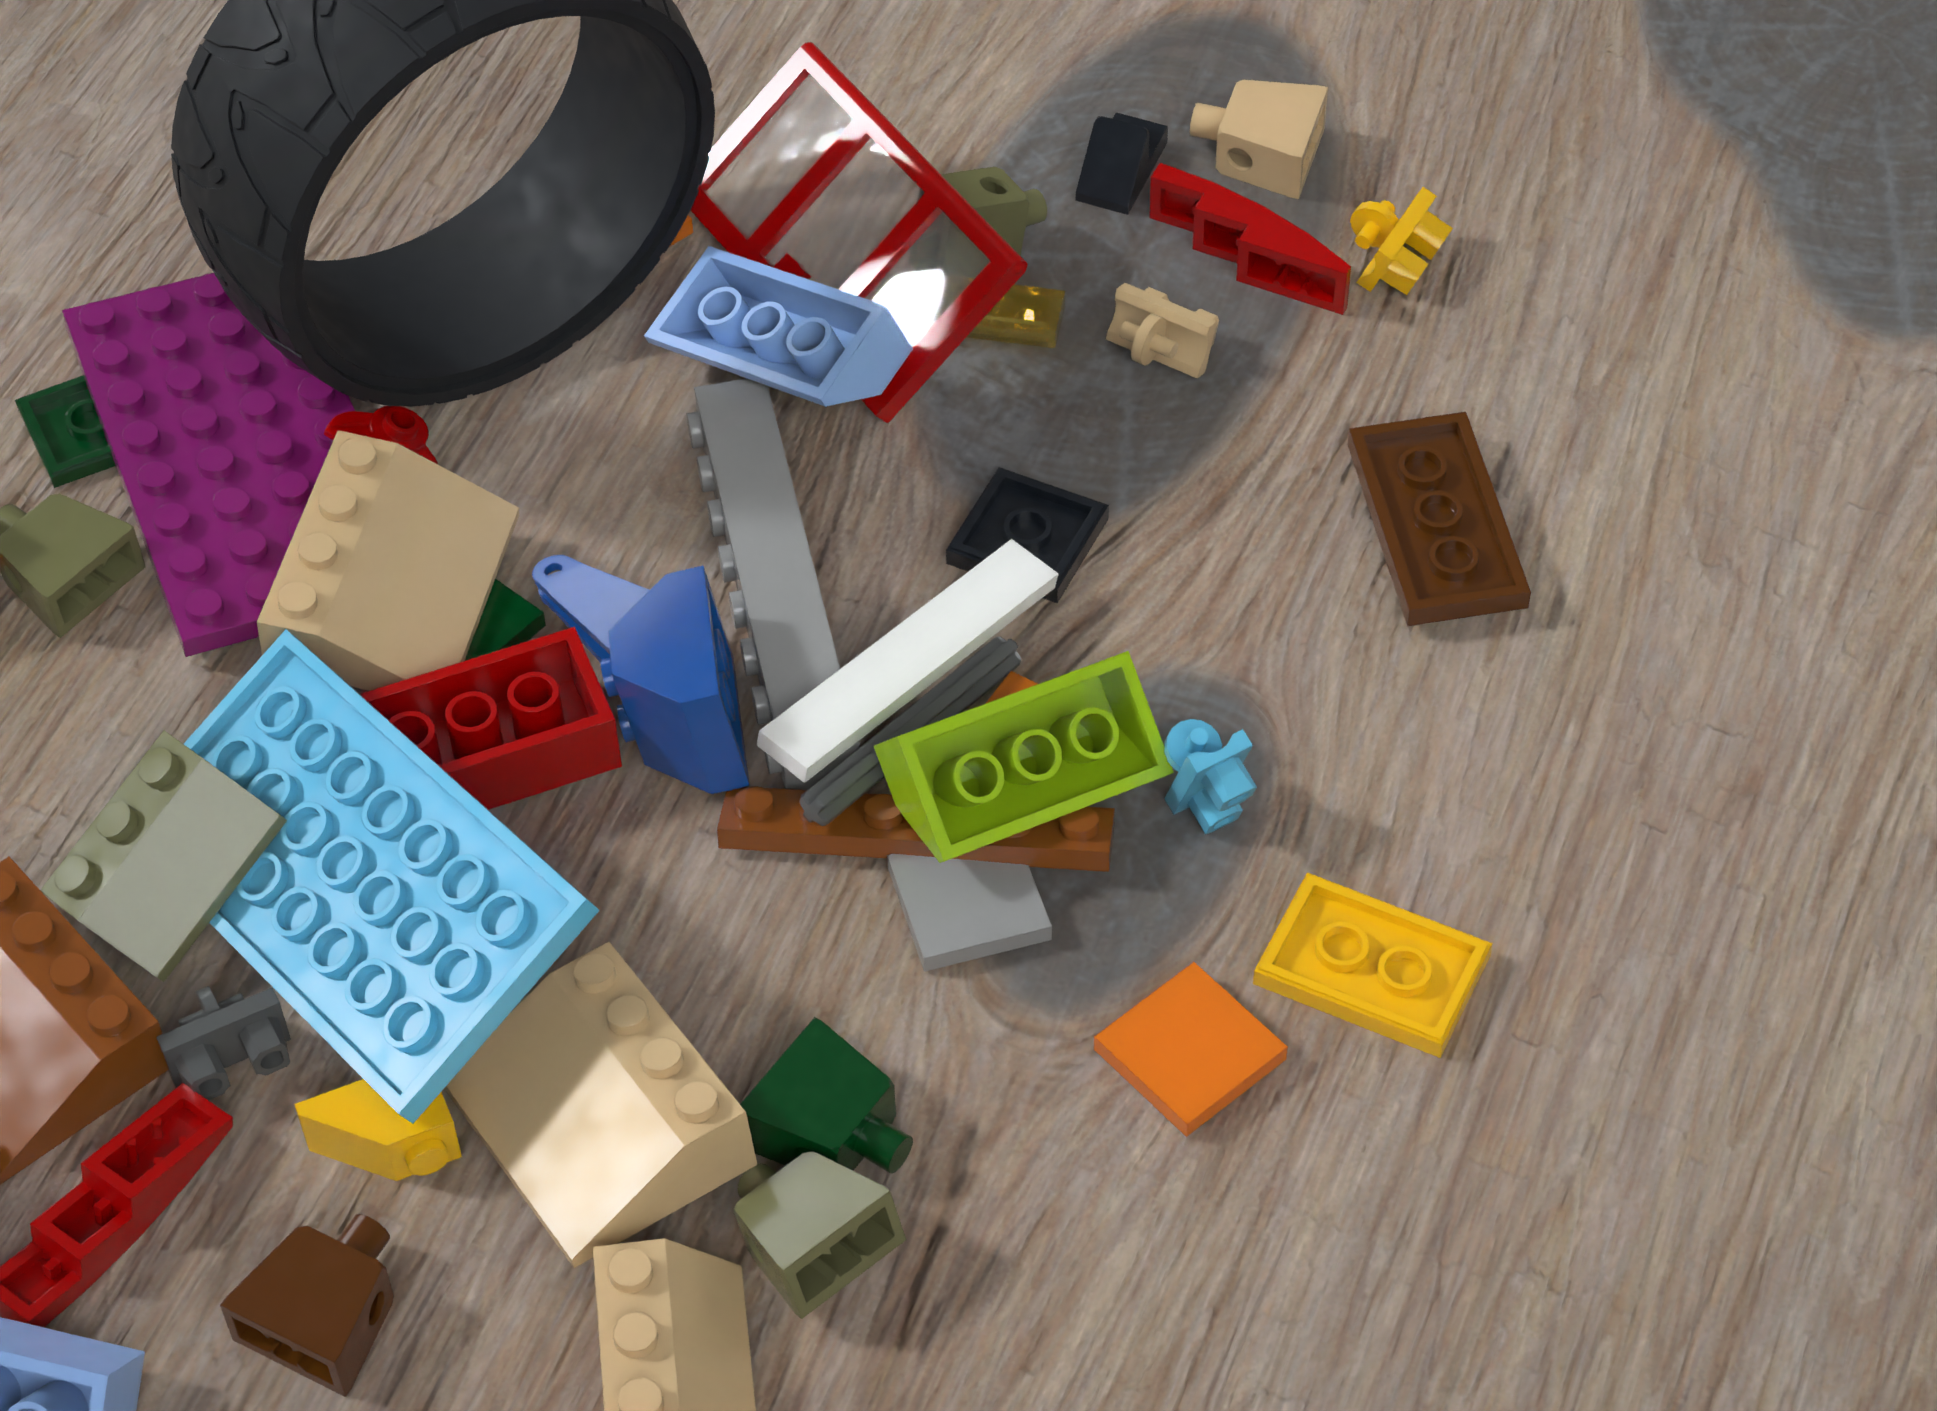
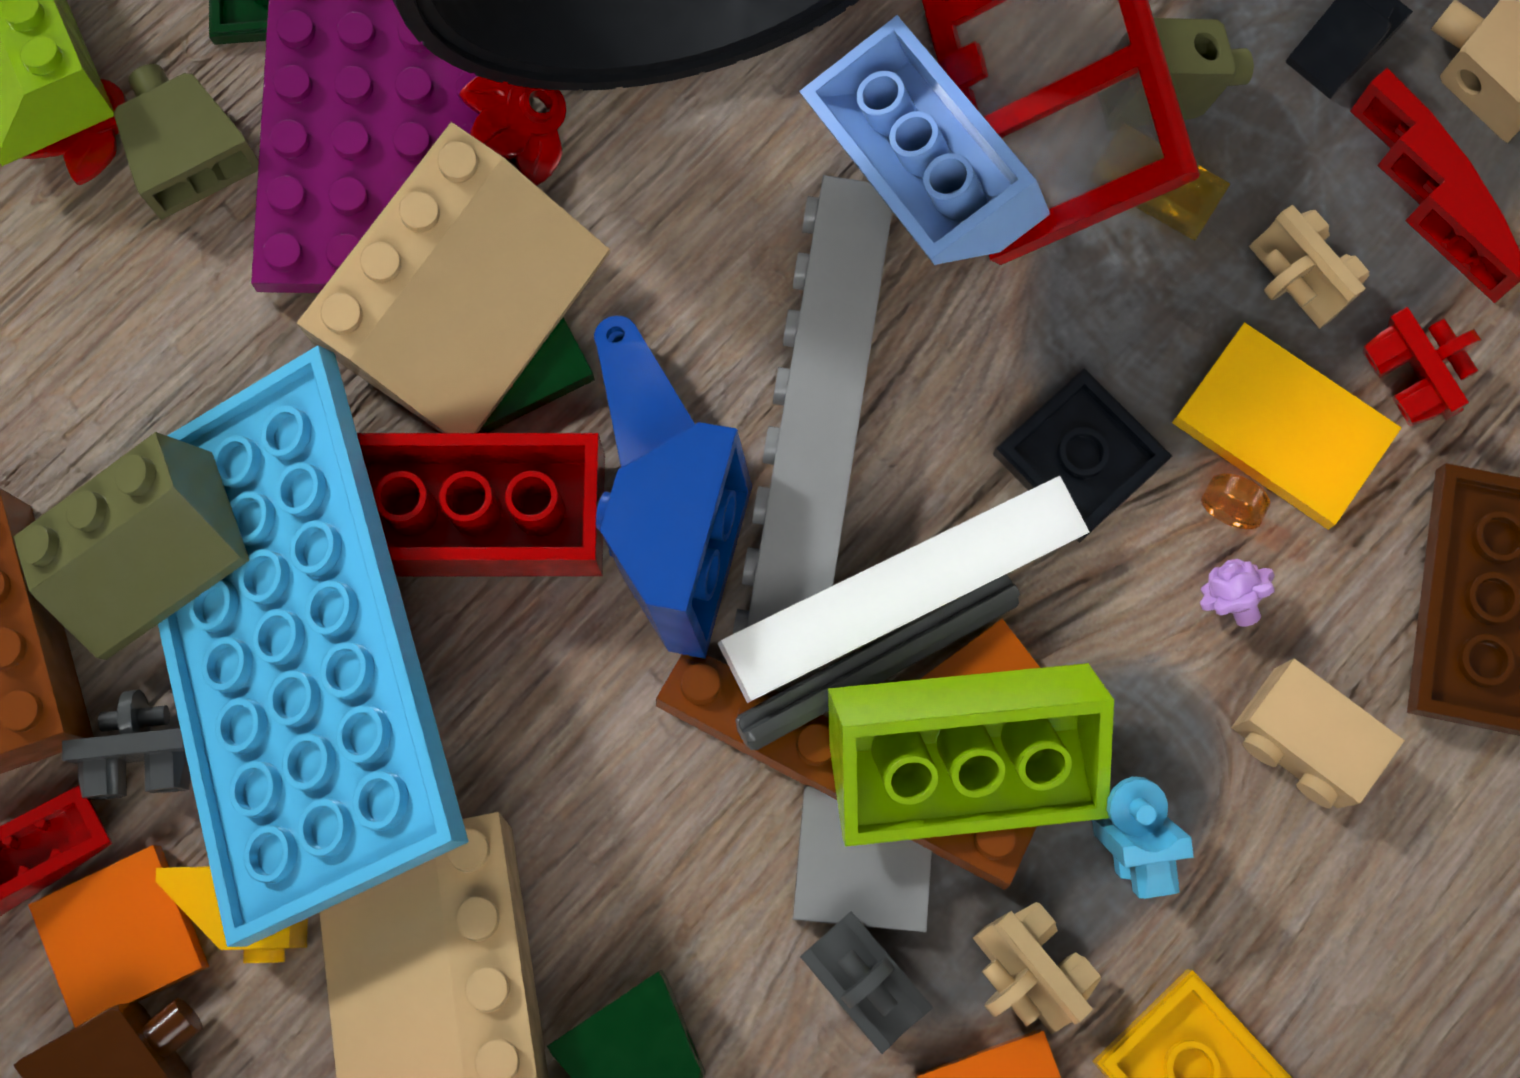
camera: 20 degrees right, 25 degrees up
(265, 1192) = (116, 936): none -> orange tile
(1012, 971) = (866, 982): none -> dark grey hips
(1162, 918) = (1029, 977): none -> tan hips
(1180, 517) = (1236, 501): none -> clear orange tile
(1200, 454) = (1287, 426): none -> yellow tile
(1211, 580) = (1237, 590): none -> lavender plant
(1302, 358) = (1437, 389): none -> red hips
(1331, 659) = (1316, 736): none -> tan brick

